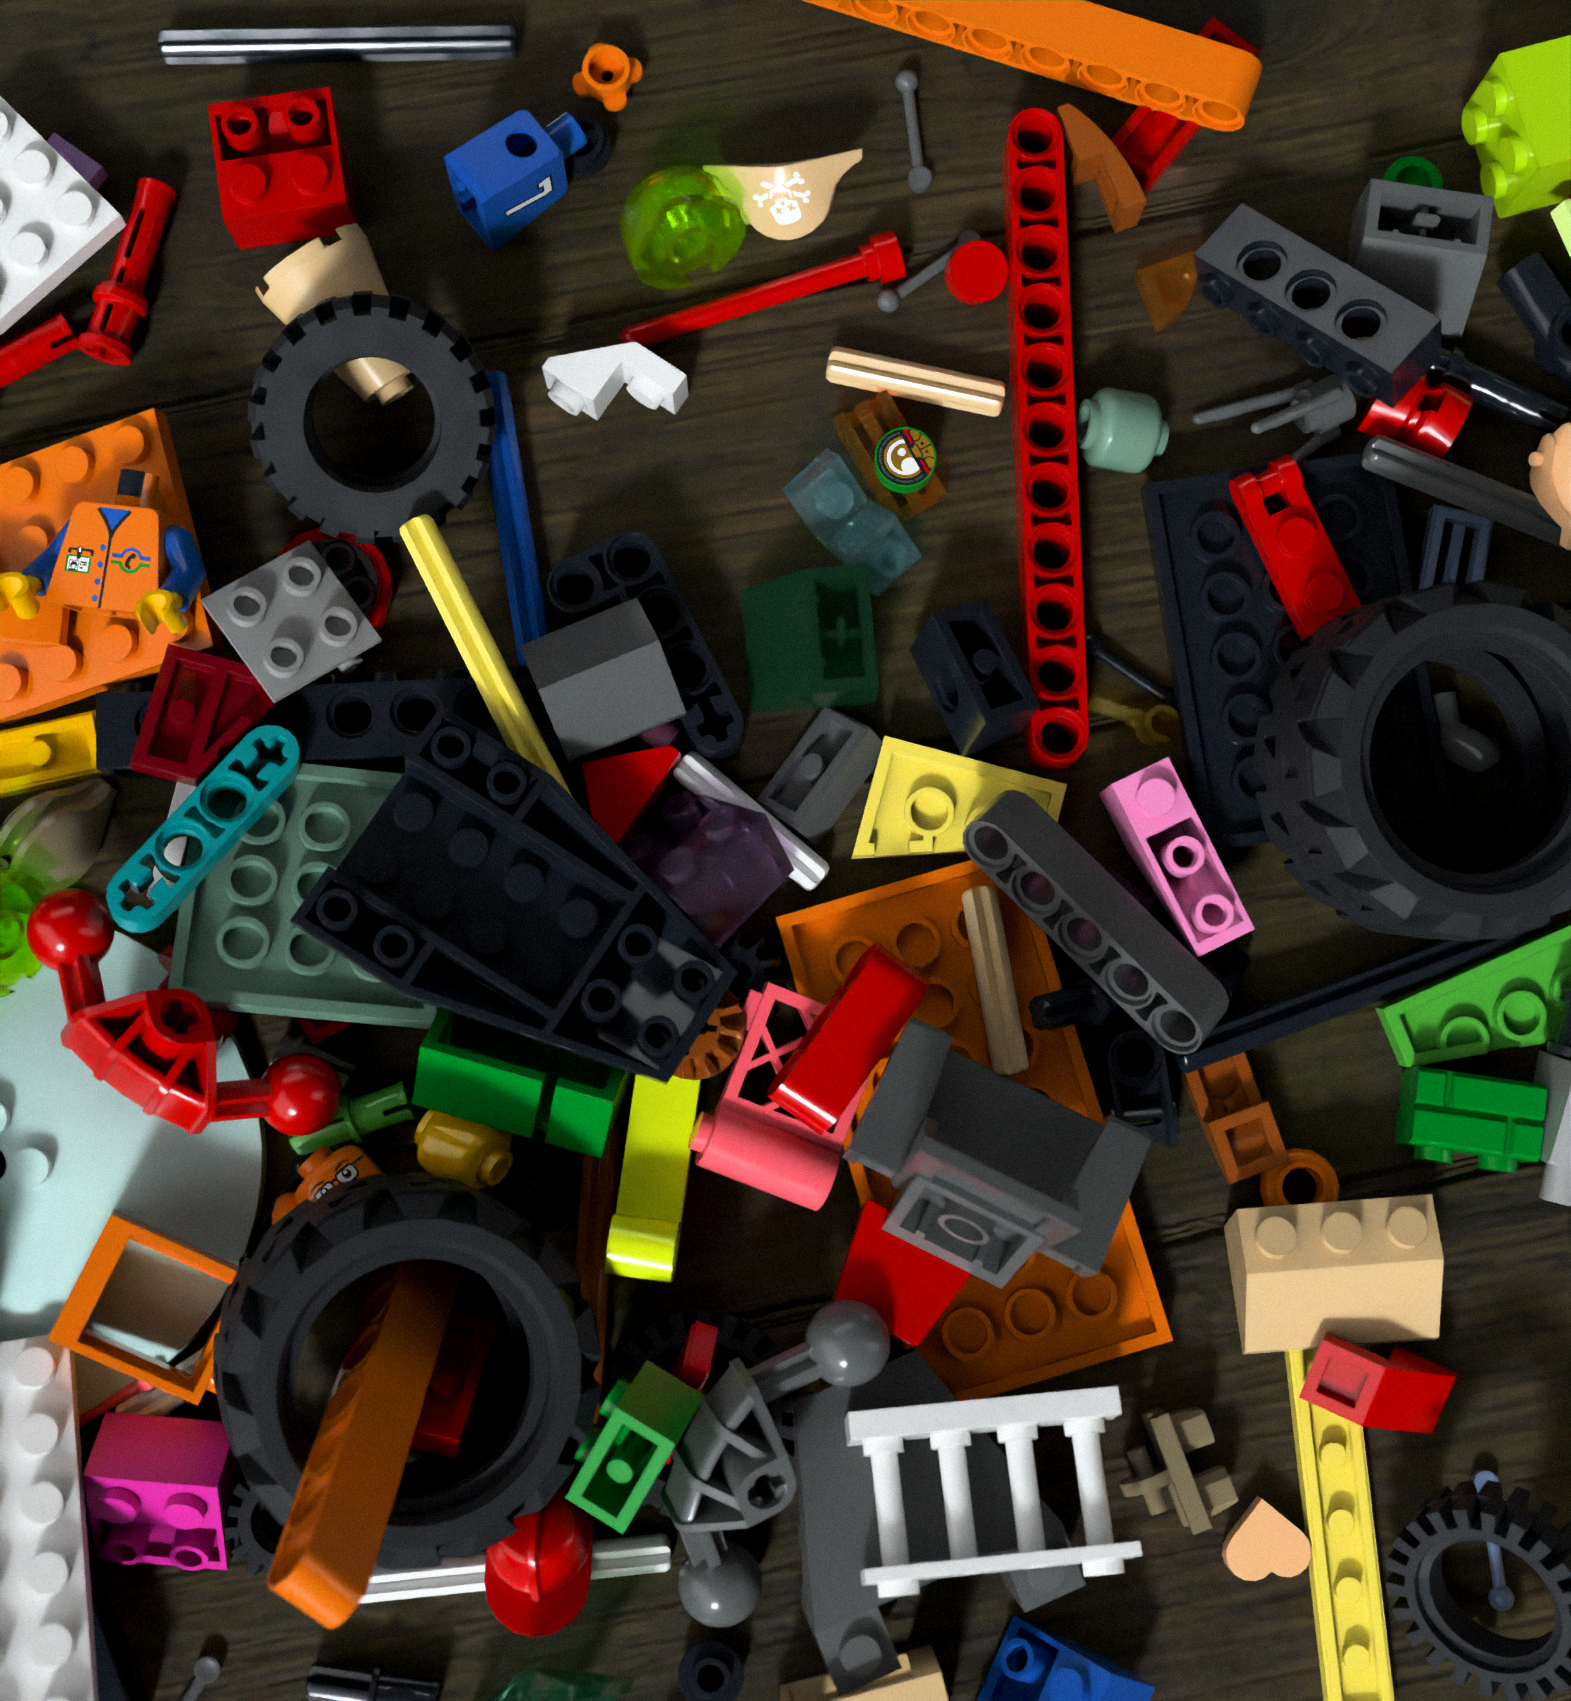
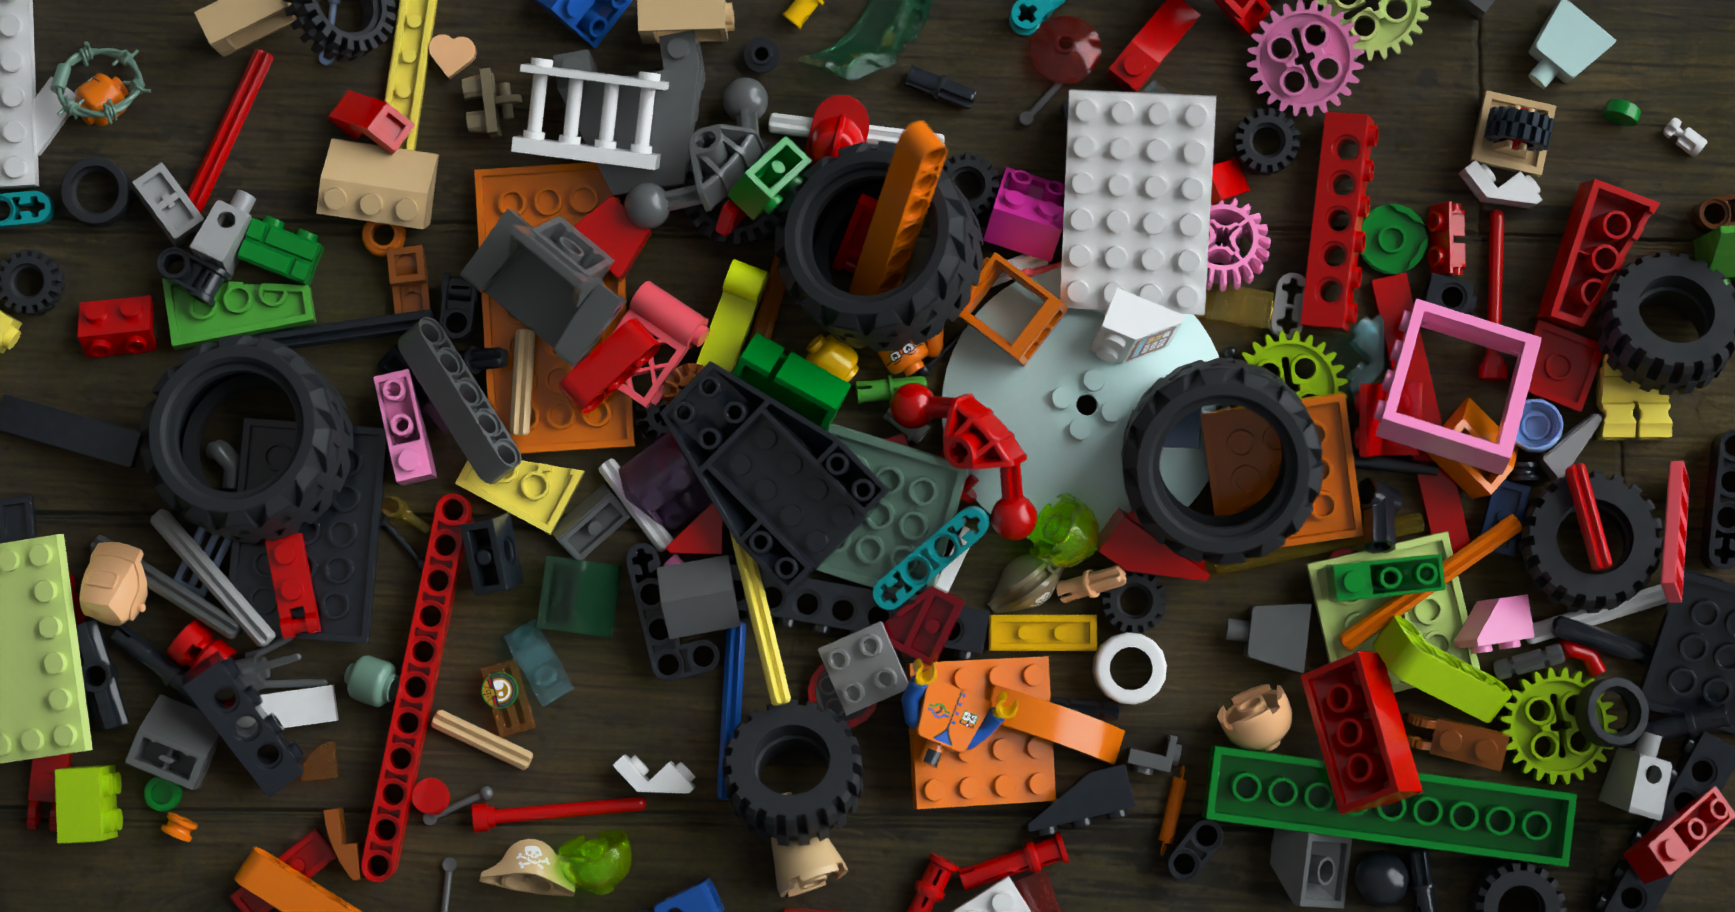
camera: 165 degrees left, 5 degrees up
(1229, 369) = (299, 707): none -> white tile
(1371, 136) = (179, 826): none -> orange bush
(1410, 514) = (212, 578): none -> light grey axle

